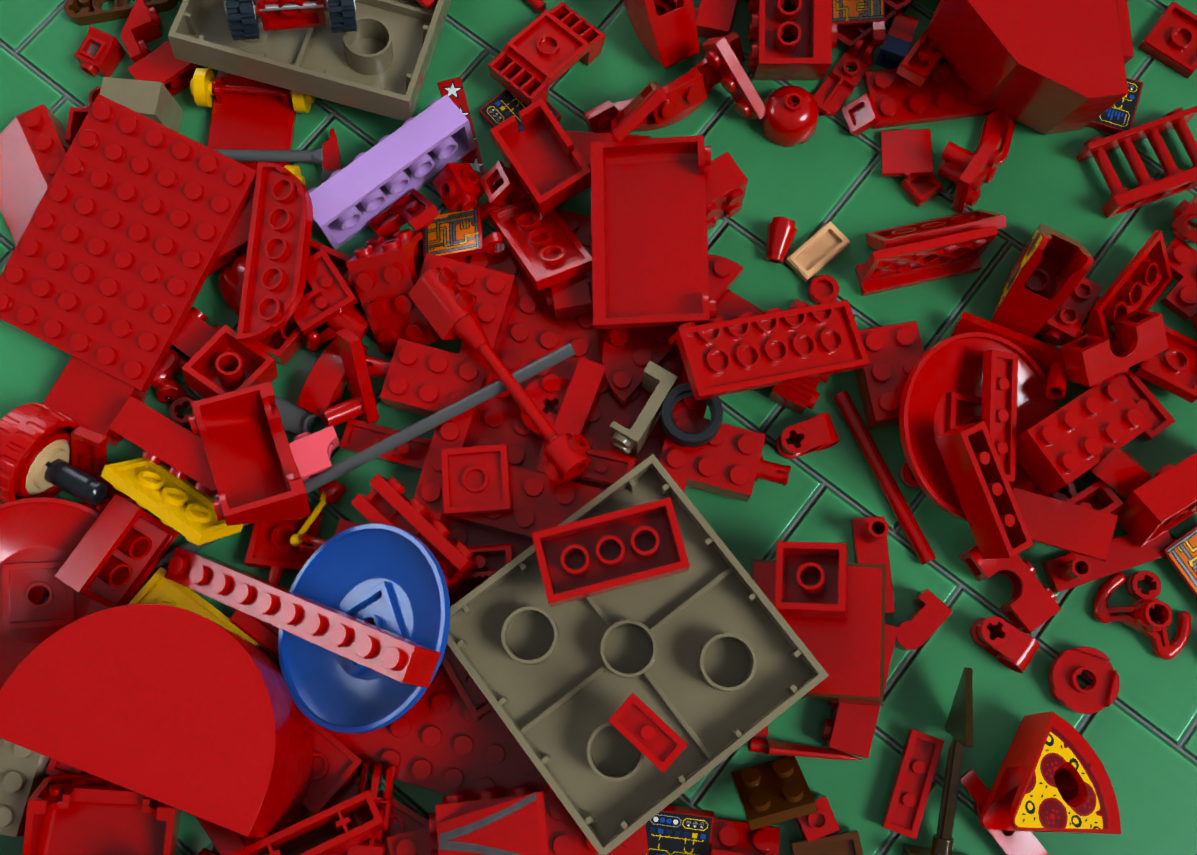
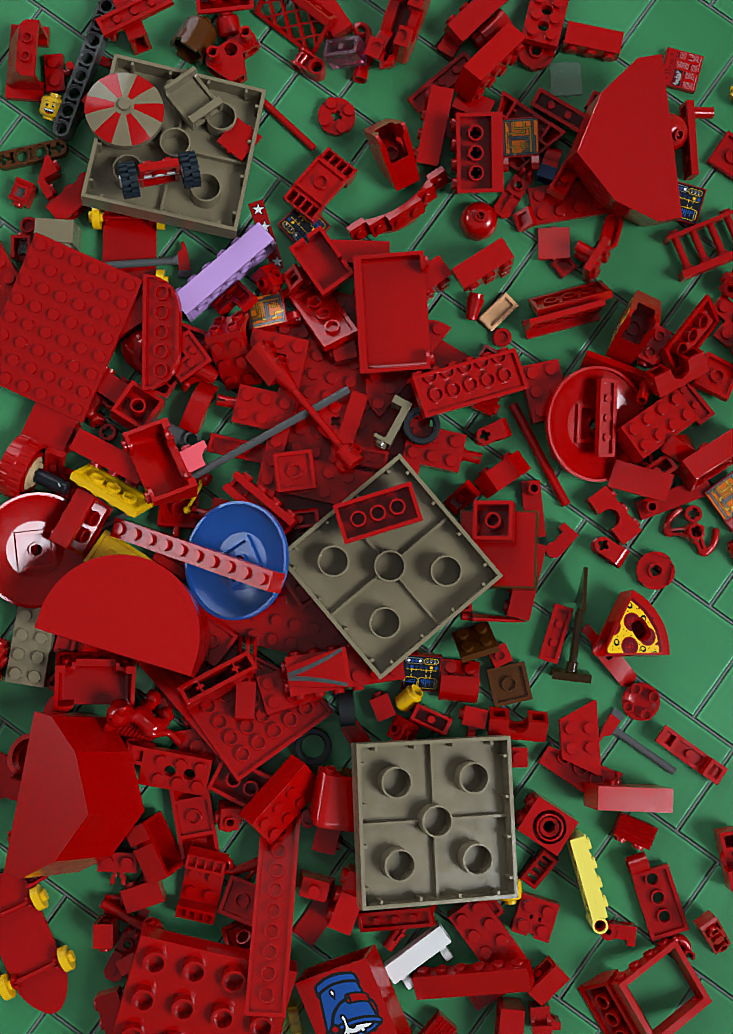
camera: 10 degrees left, 10 degrees up
(359, 383) = (217, 413): red piece -> none
(637, 110) = (381, 231): red tile -> none
(648, 732) = (402, 611): red panel -> none
(734, 78) = (442, 201): red plate -> none
(756, 538) = (462, 497): none -> red slope
(802, 170) = (484, 266): none -> red brick
(822, 504) = (502, 474): none -> red brick
(984, 491) = (594, 464): red brick -> none

